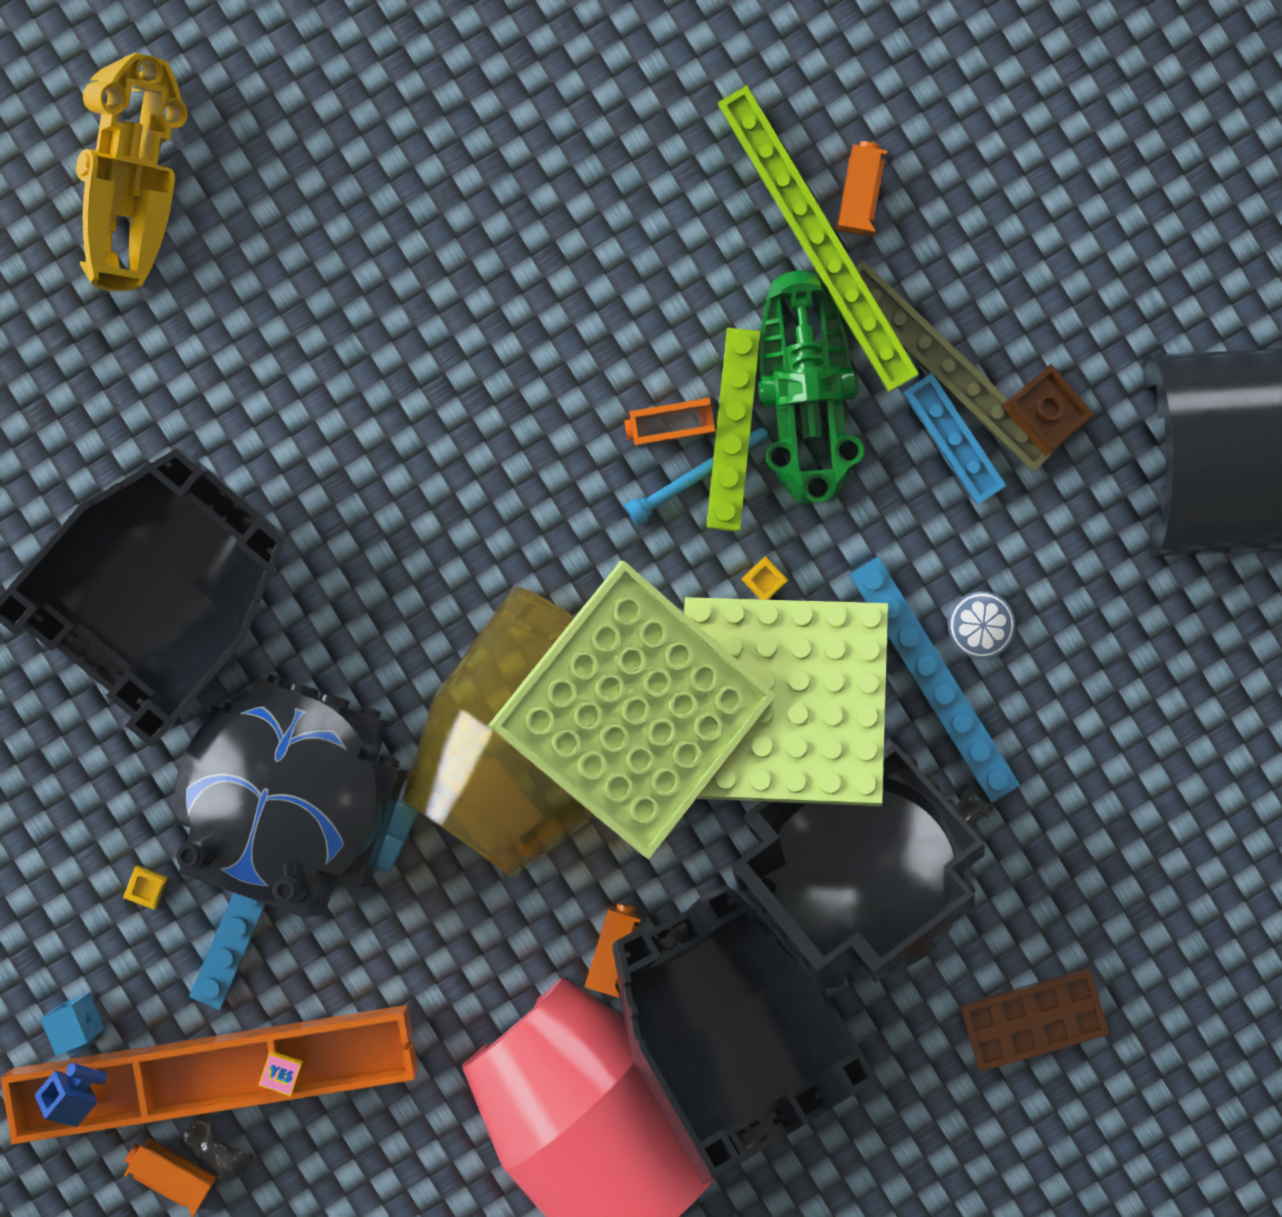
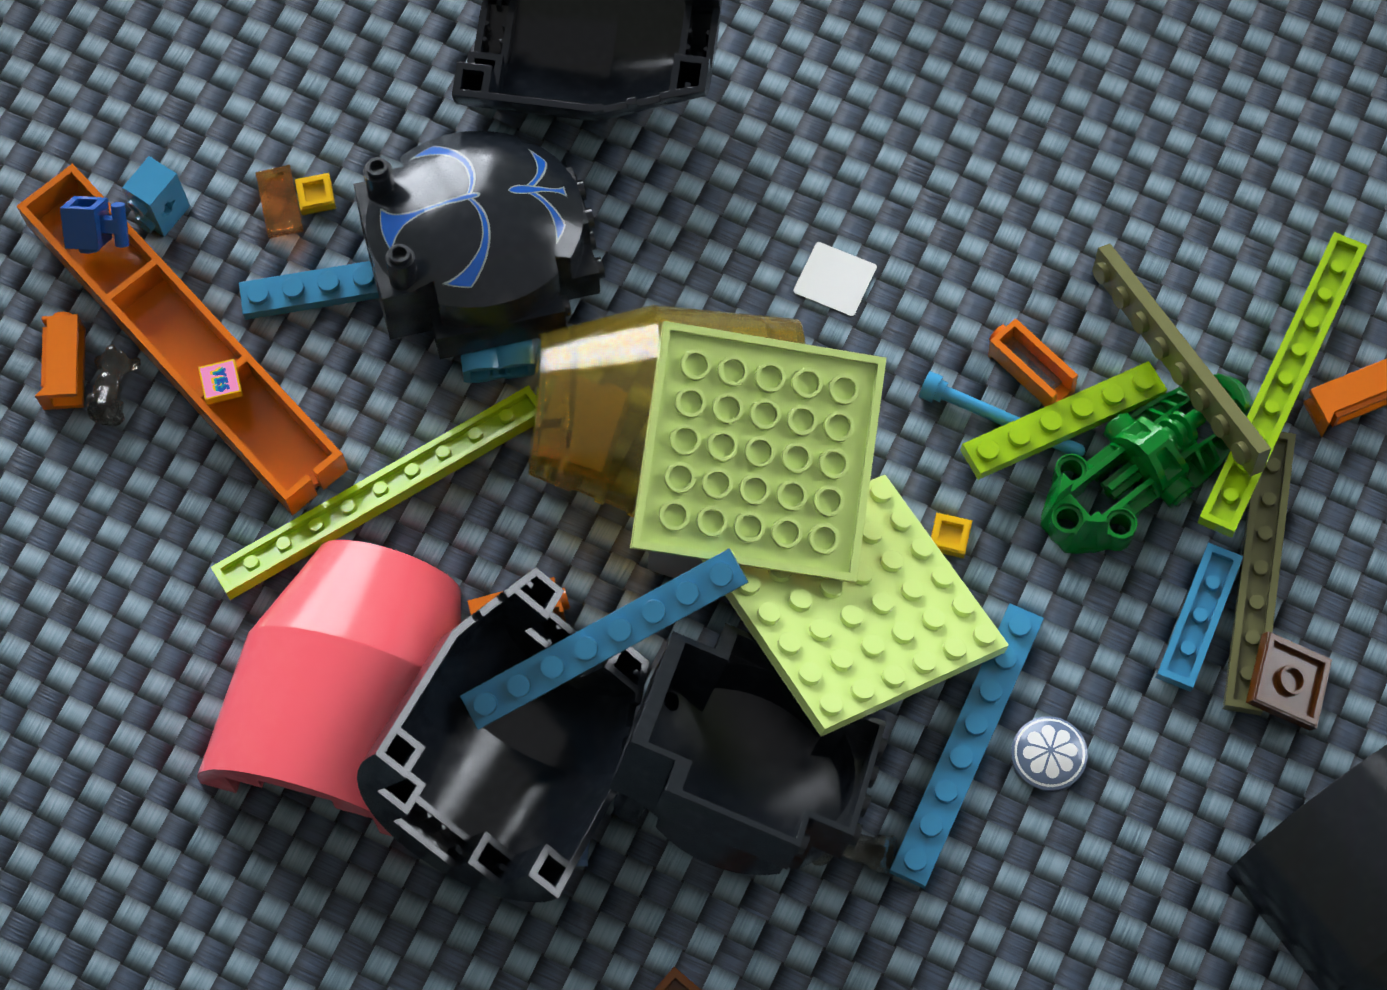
camera: 55 degrees right, 20 degrees down
(133, 920) = (279, 201): none -> clear orange tile
(445, 997) = (376, 493): none -> lime plate
(492, 521) = (835, 278): none -> white sticker
(698, 914) = (604, 639): none -> dark azure plate
(763, 313) = (1181, 360): none -> olive plate

